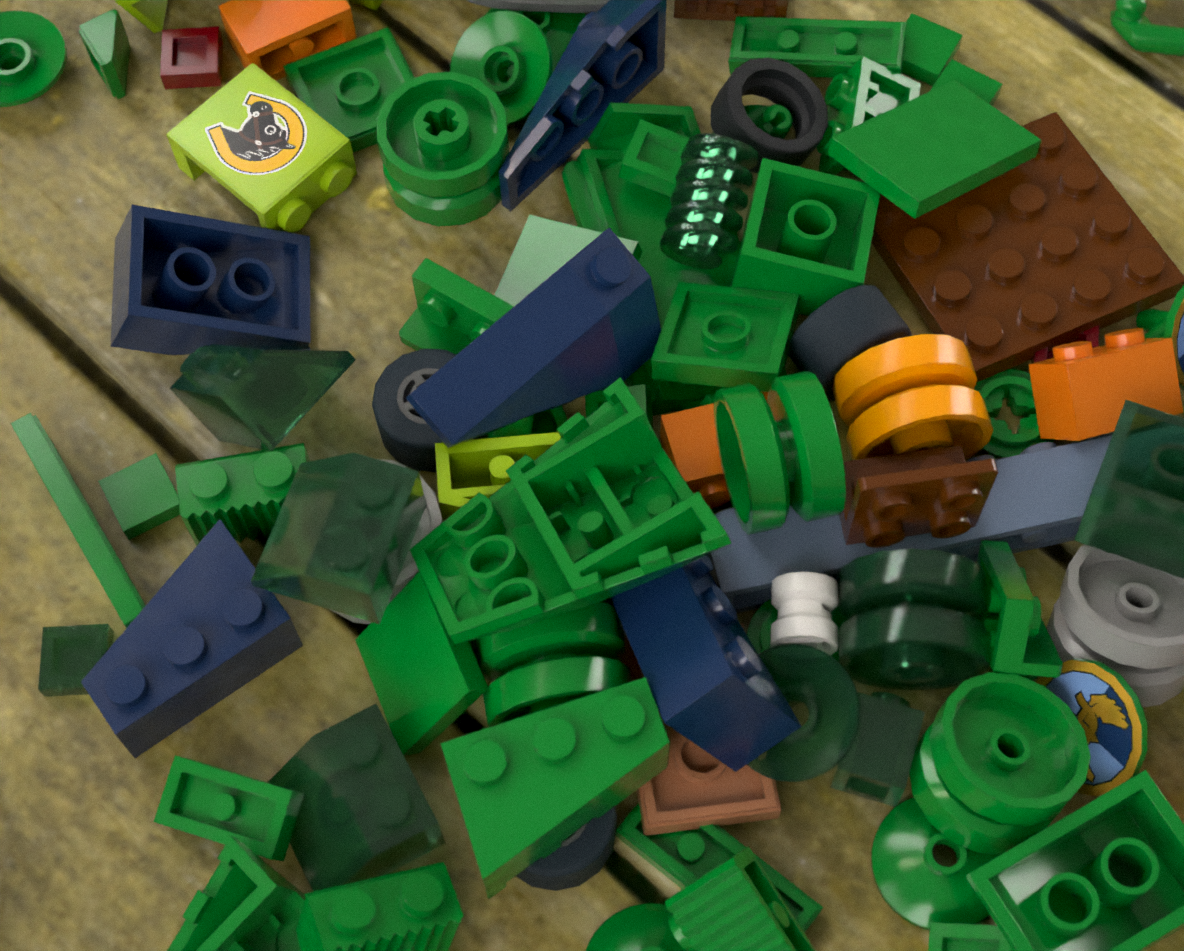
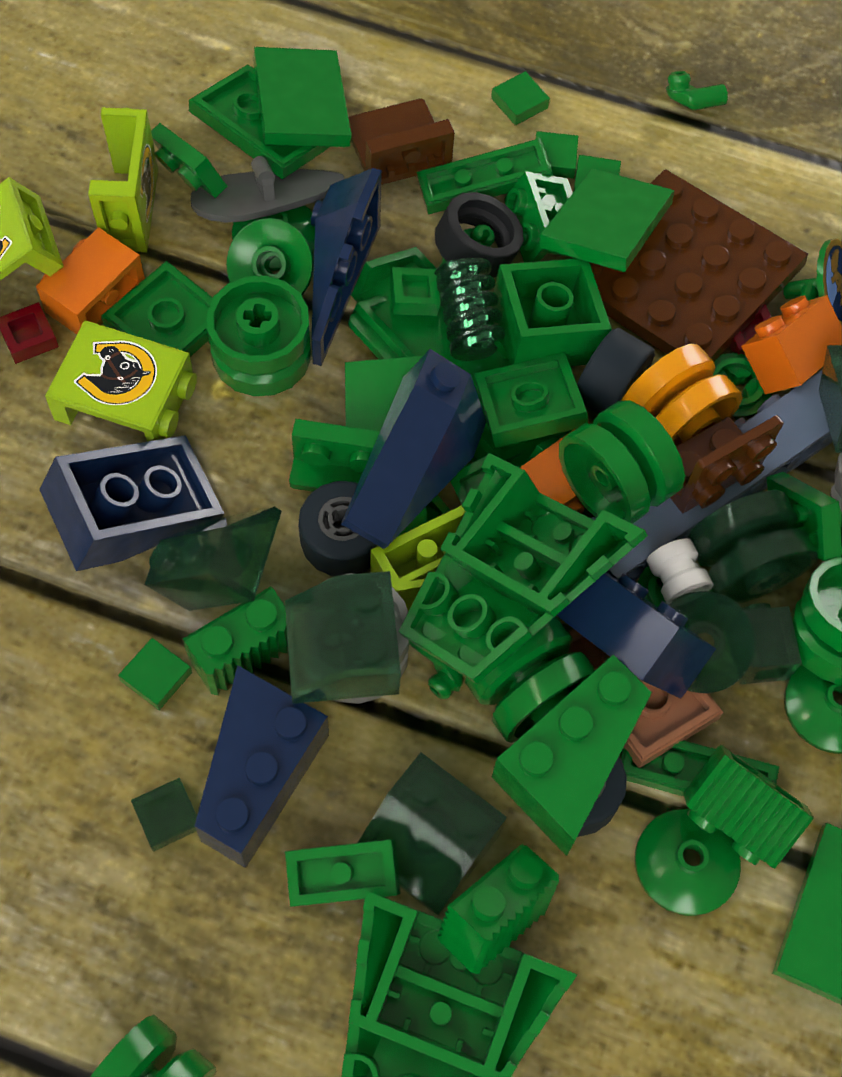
camera: 30 degrees left, 0 degrees up
(79, 518) = (126, 712): green tile -> none
(418, 668) = (434, 711): green tile -> none

